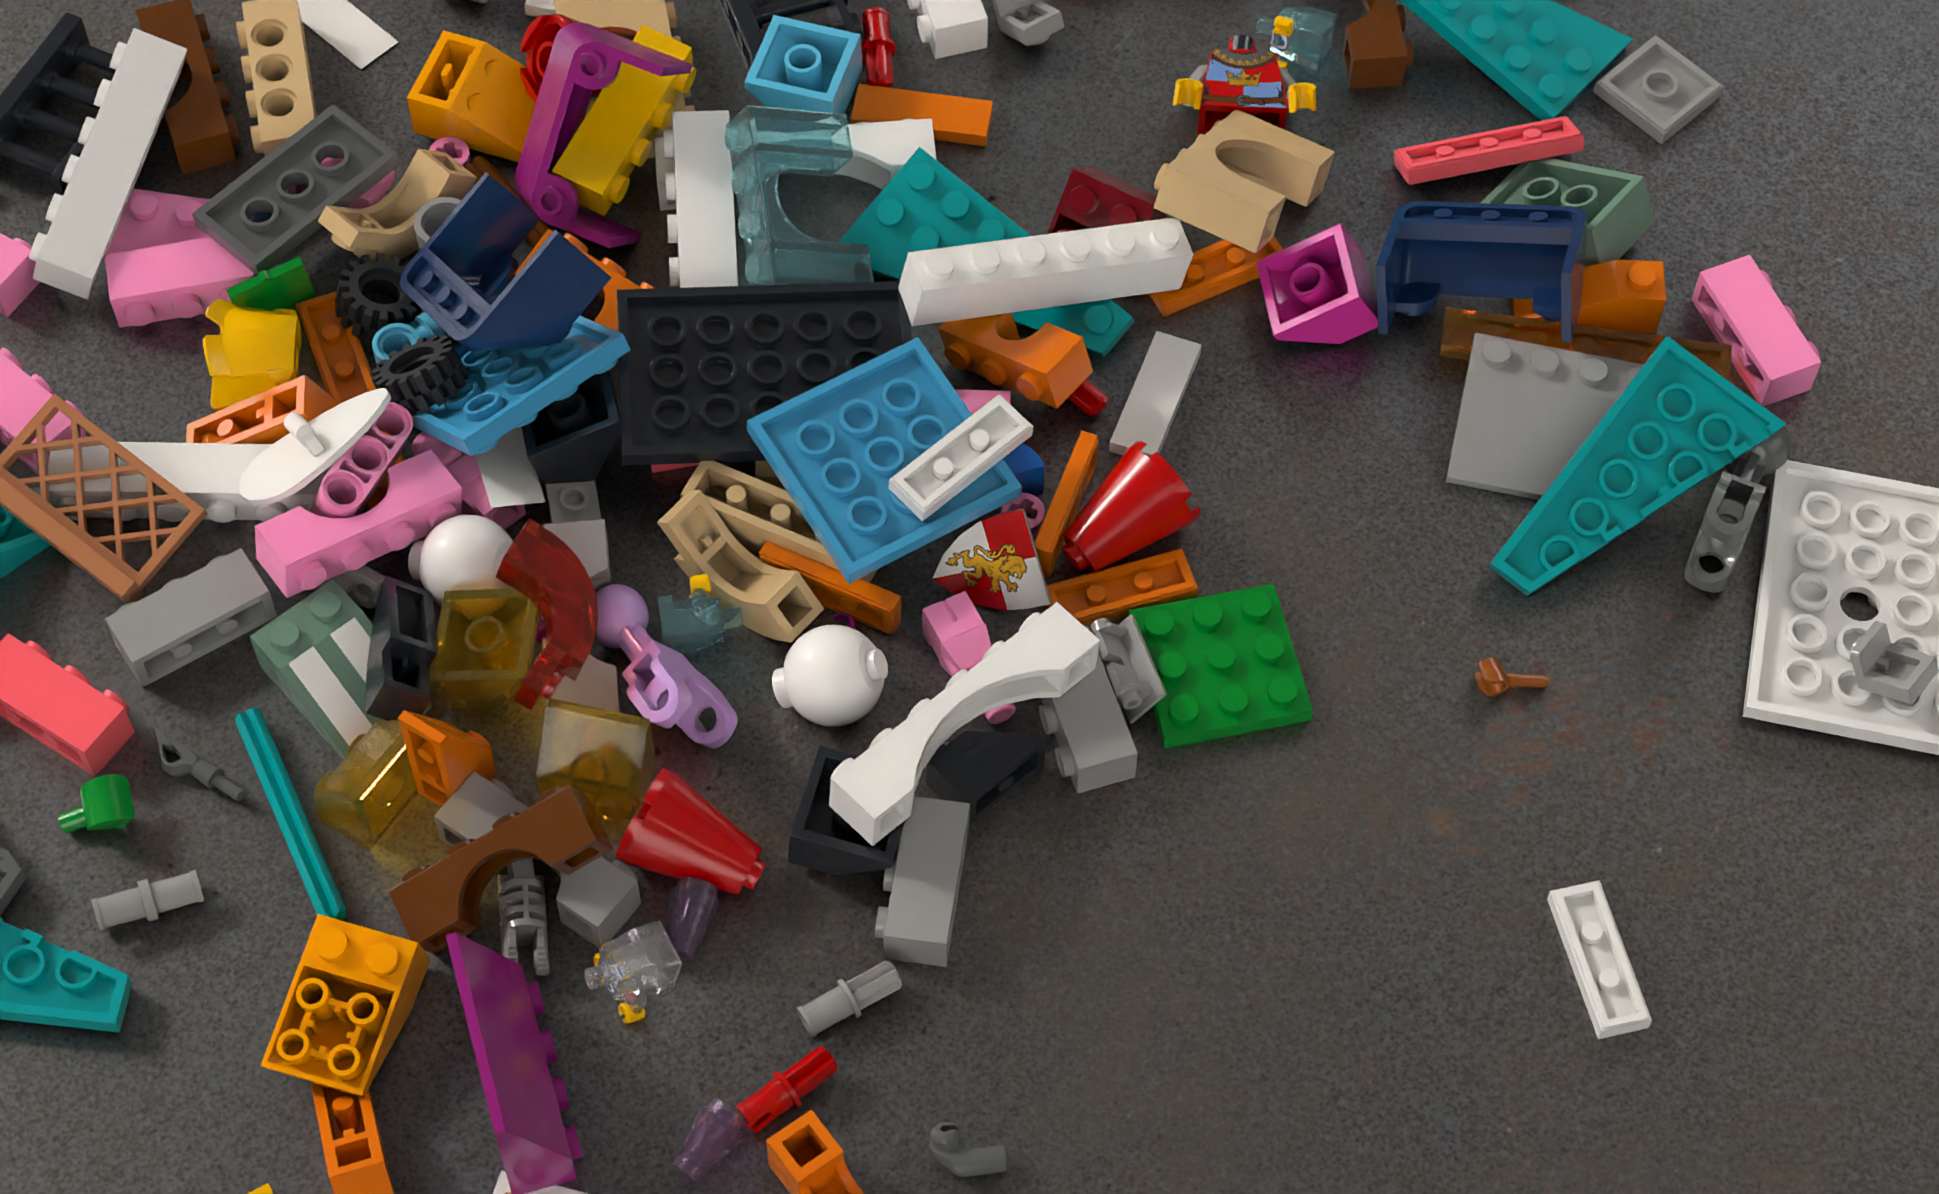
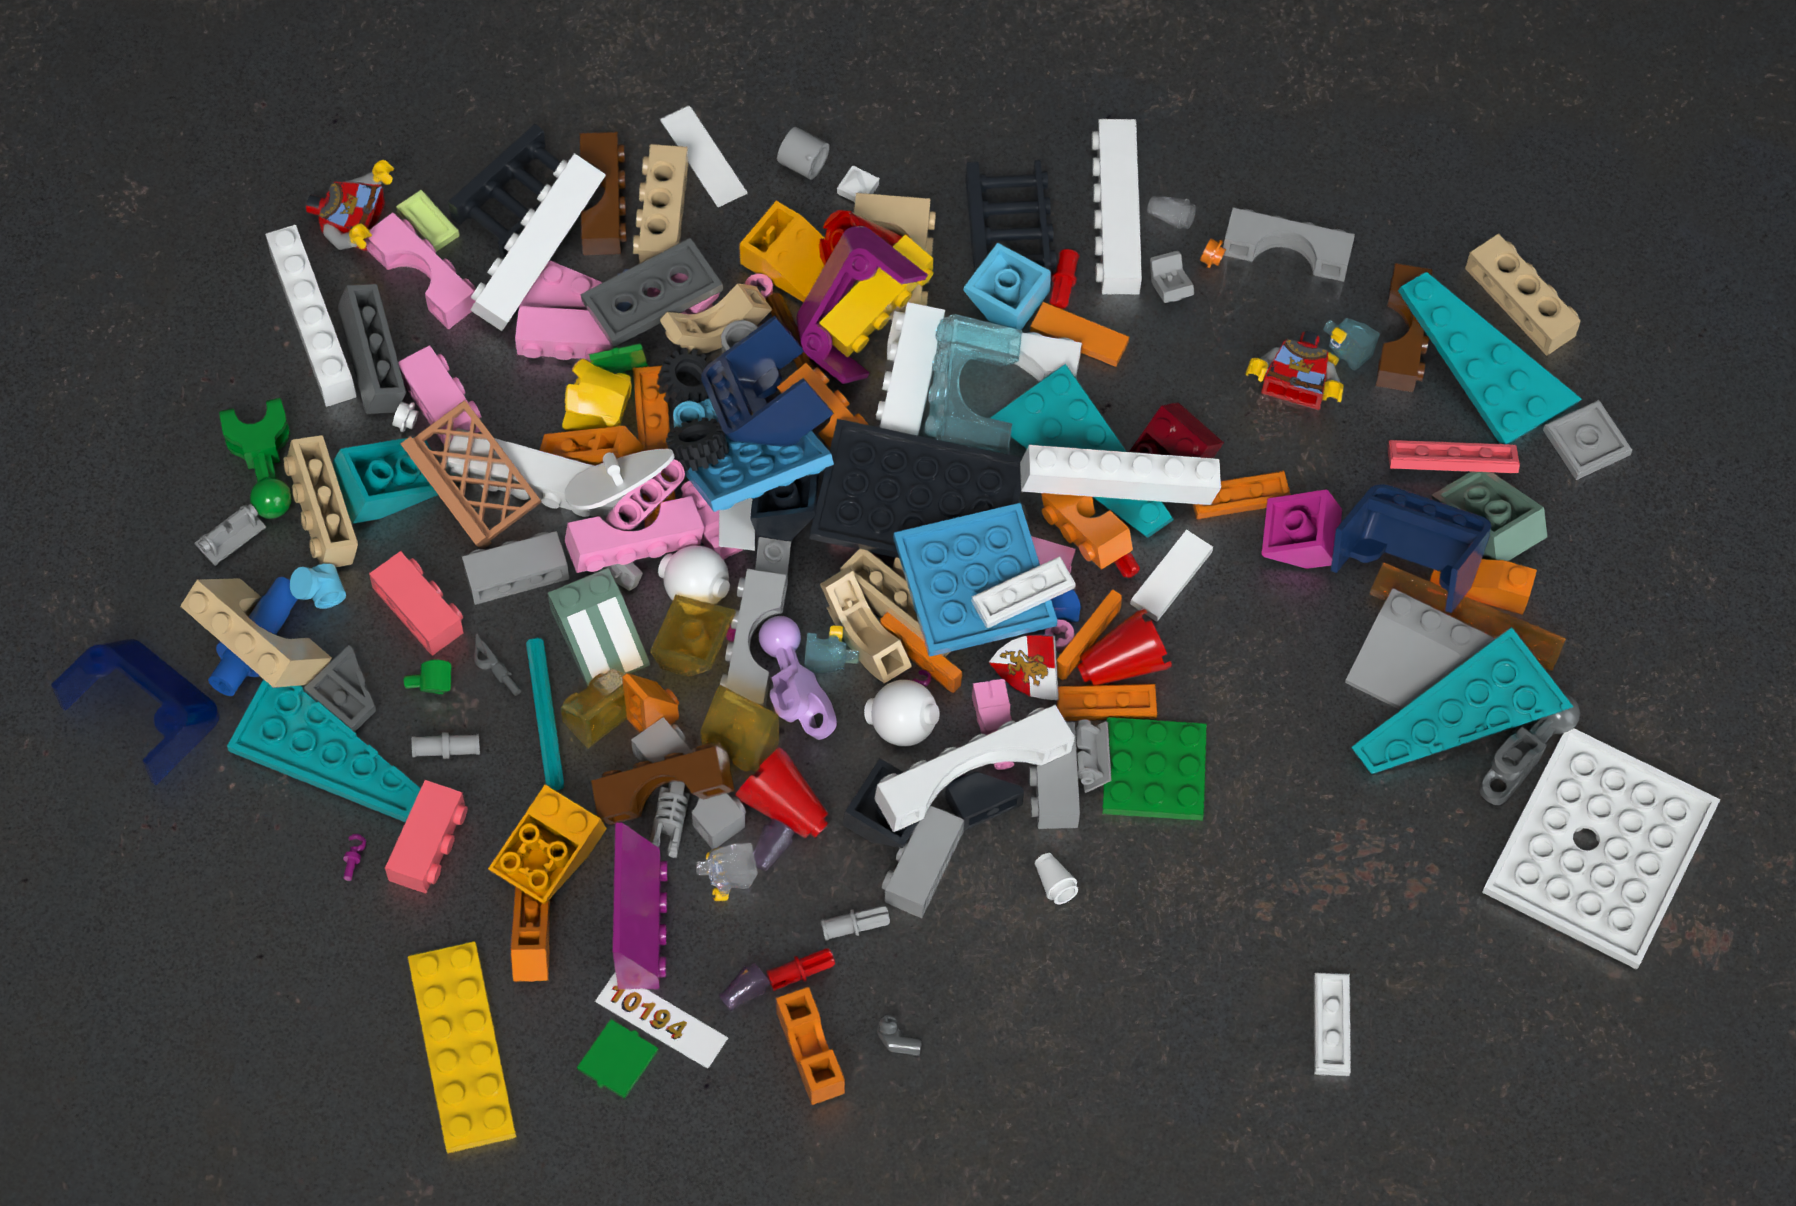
camera: 15 degrees right, 5 degrees up
(41, 1105) = (353, 857): none -> magenta hand
(151, 1044) = (426, 837): none -> coral brick
(400, 651) = (638, 627): black slope -> none
(562, 591) = (747, 621): clear red arch -> none
(1129, 856) = (1056, 880): none -> white cone
(1240, 177) = (1281, 415): tan arch -> none
(1494, 681) = (1328, 825): dark orange hand -> none
(1763, 332) = (1588, 632): bright pink brick -> none
(1890, 667) = (1584, 886): light grey bracket -> none

